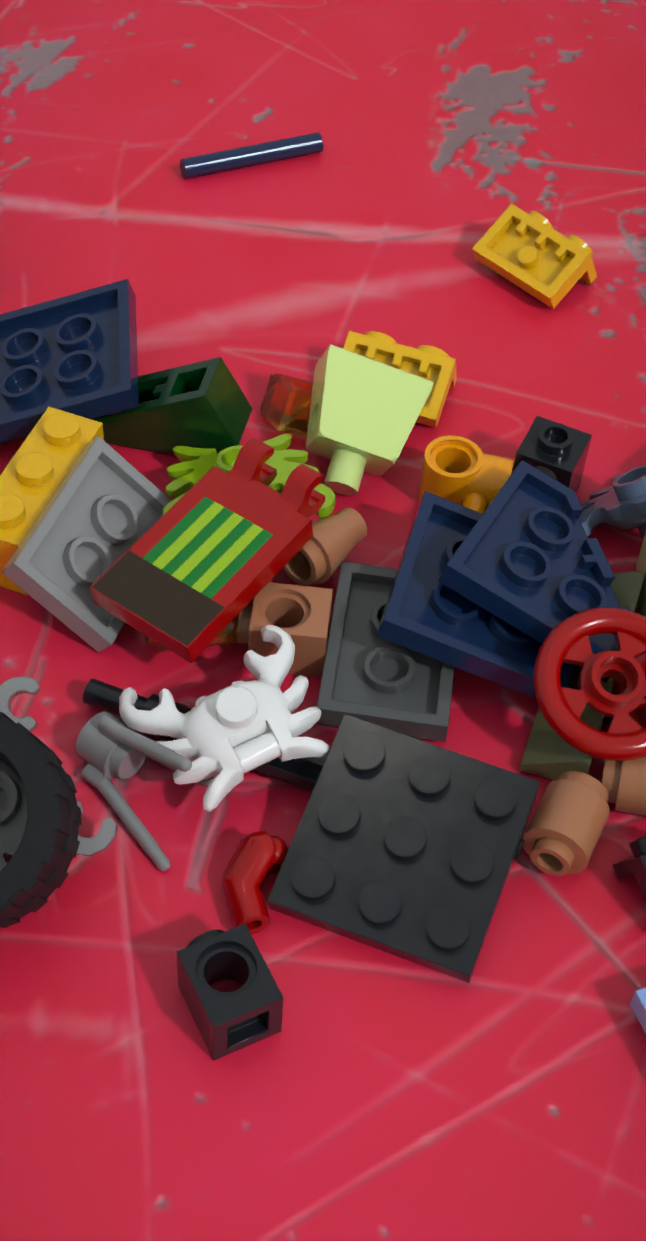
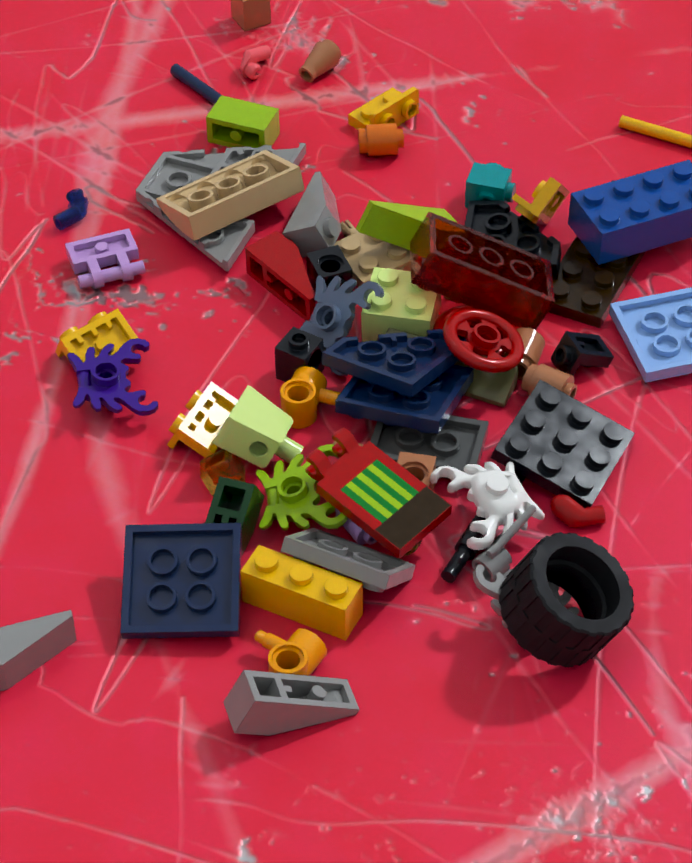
camera: 80 degrees left, 5 degrees down
(236, 1017) = (646, 519): black brick -> none
(455, 267) = (104, 379): none -> dark purple animal

